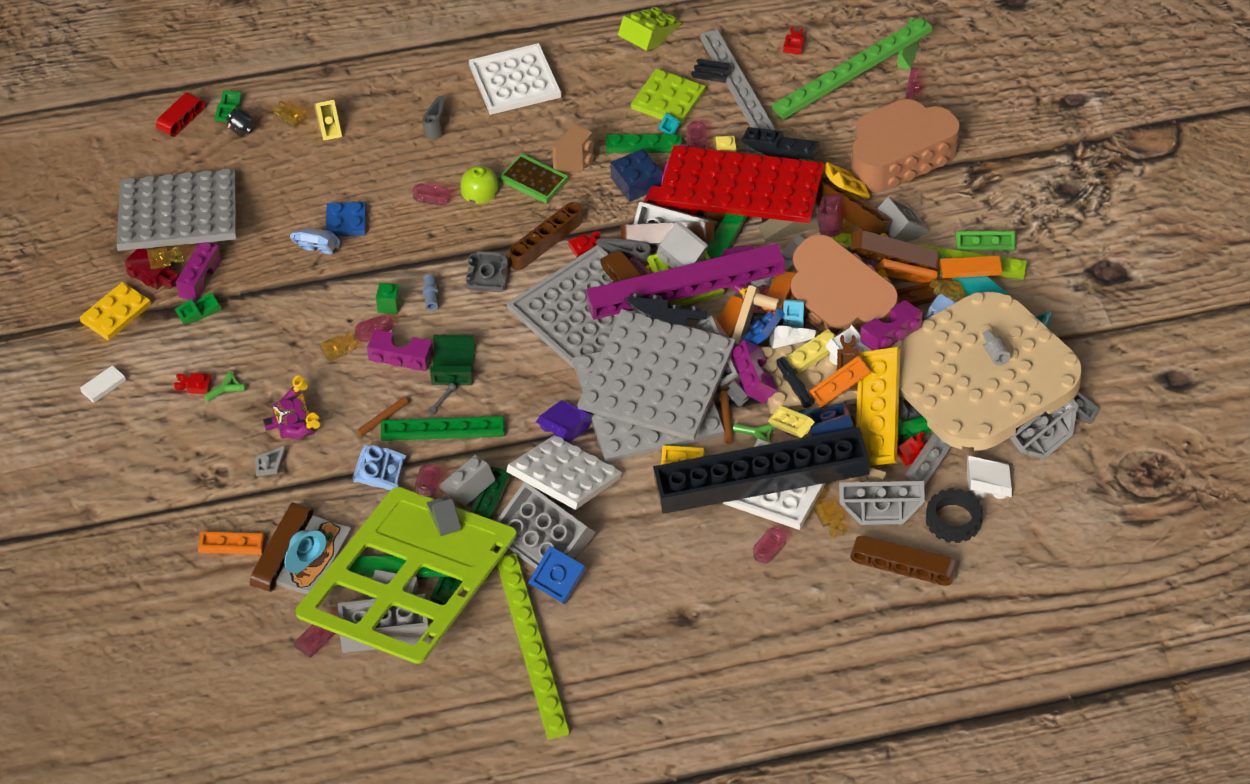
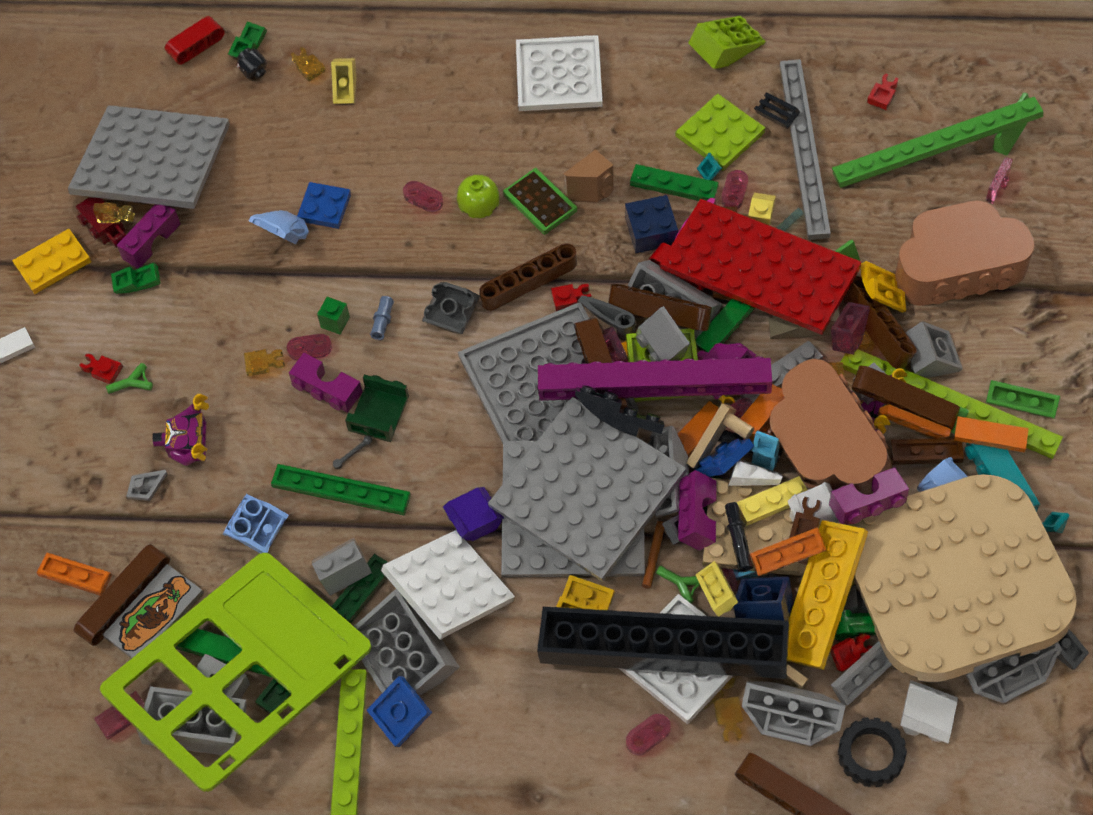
camera: 20 degrees right, 10 degrees up
(304, 549) = (138, 608): medium azure piece -> none
(382, 416) = (282, 458): dark orange bar -> none
(427, 480) = (298, 554): clear pink plate -> none
(433, 118) = (454, 103): dark grey piece -> none
(444, 515) = (298, 605): dark grey slope -> none
(776, 145) = (818, 224): black slope -> none
(951, 289) = (958, 456): clear yellow plate -> none
(995, 348) = (980, 559): light grey hinge -> none

